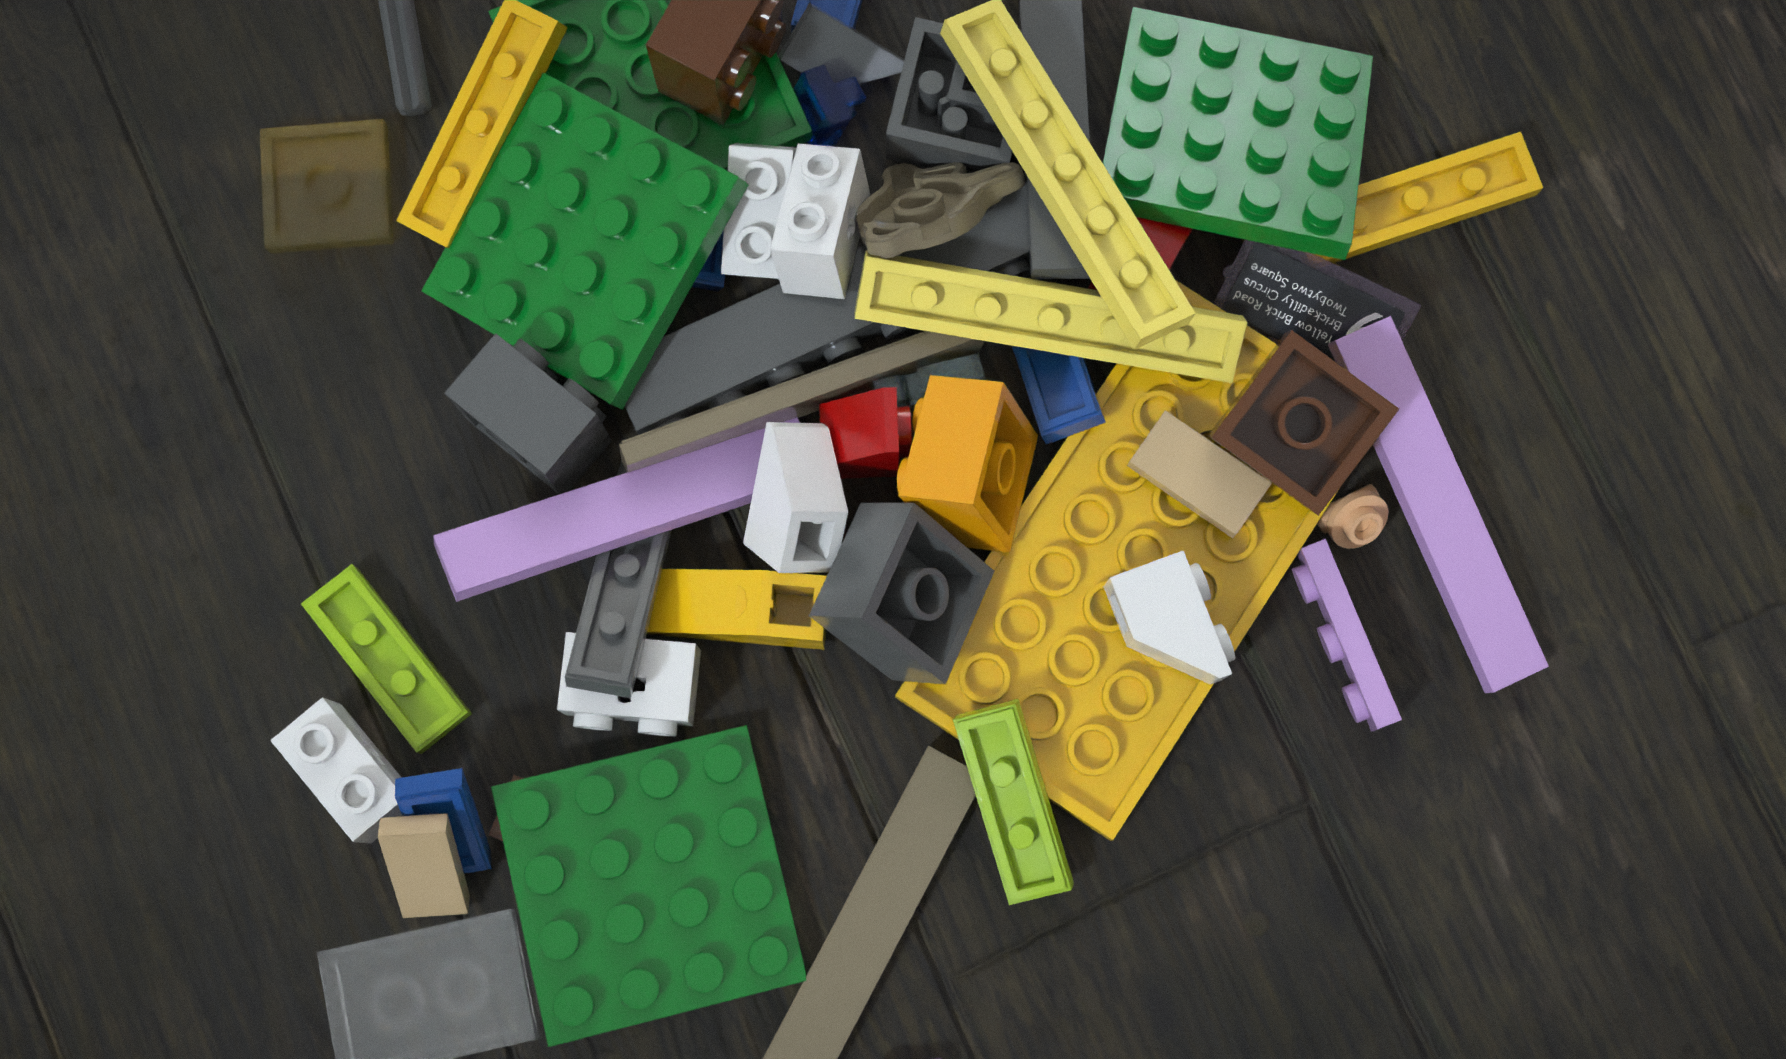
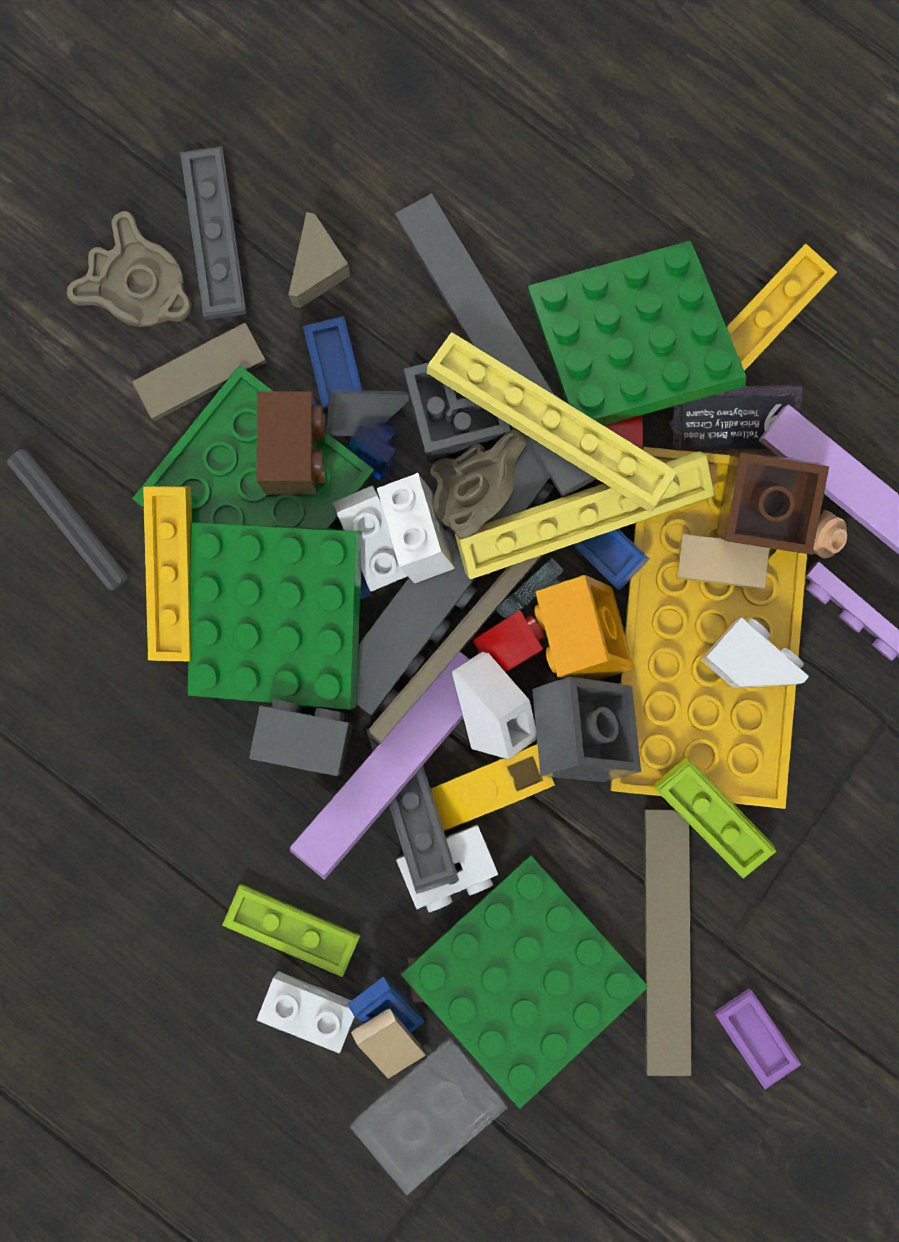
camera: 25 degrees left, 5 degrees up
(326, 186) = (90, 659): clear yellow tile -> none

